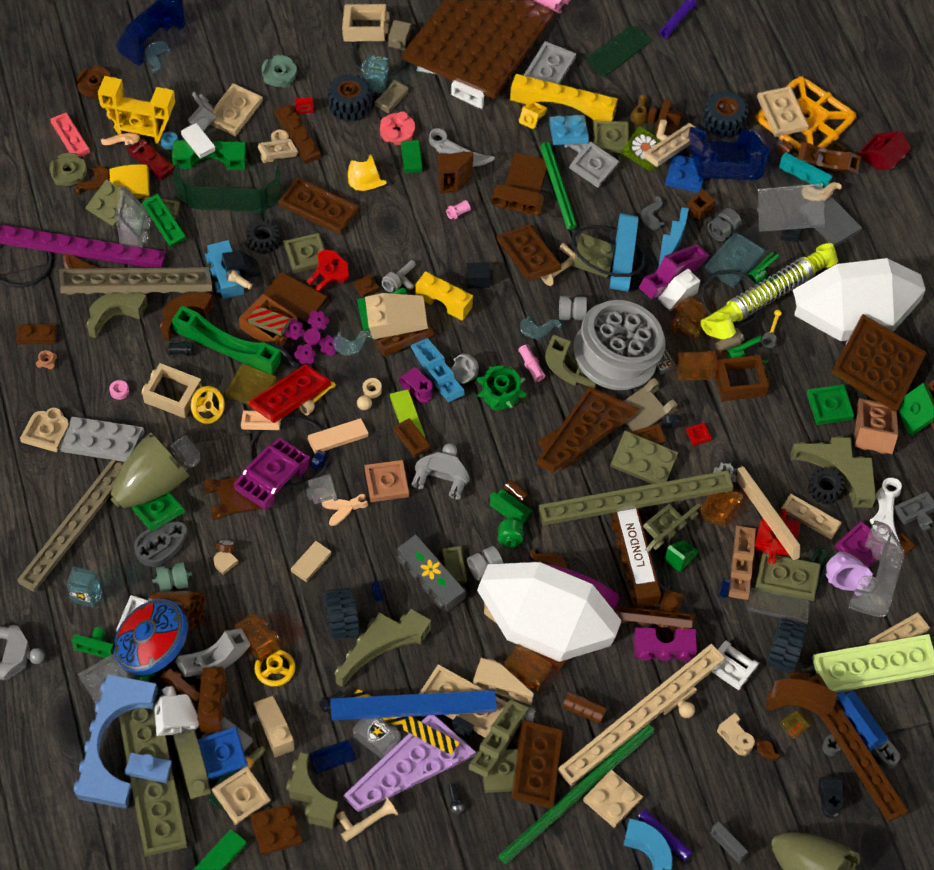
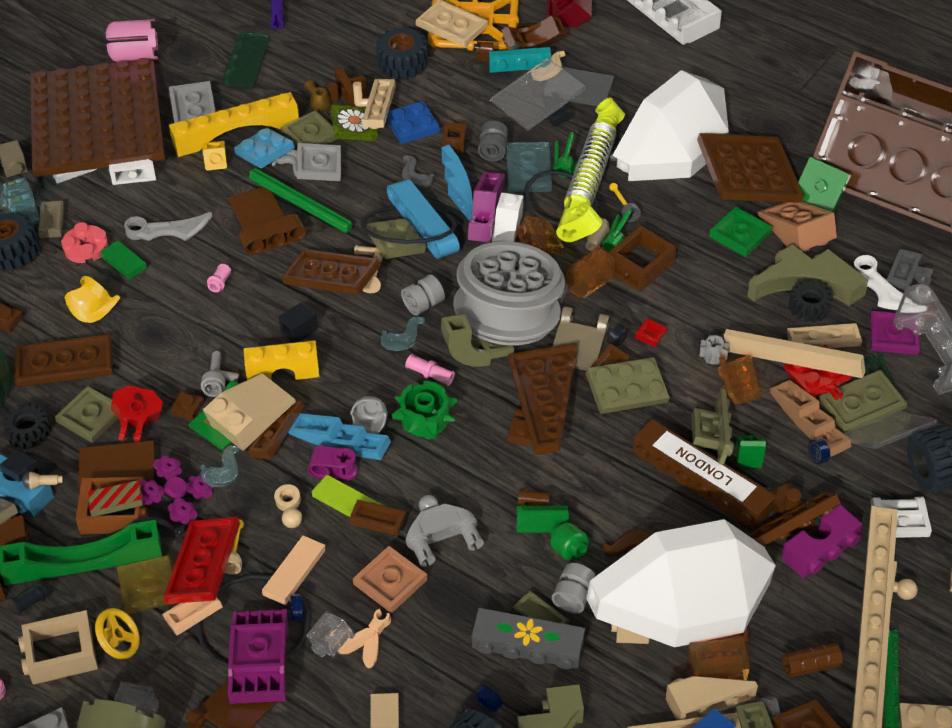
camera: 35 degrees left, 10 degrees down
(454, 170) = (183, 243): reddish brown slope -> none
(635, 497) = (660, 423): olive plate -> none
(729, 160) = (453, 79): clear blue windscreen -> none
(845, 571) = (913, 359): lavender helmet -> none

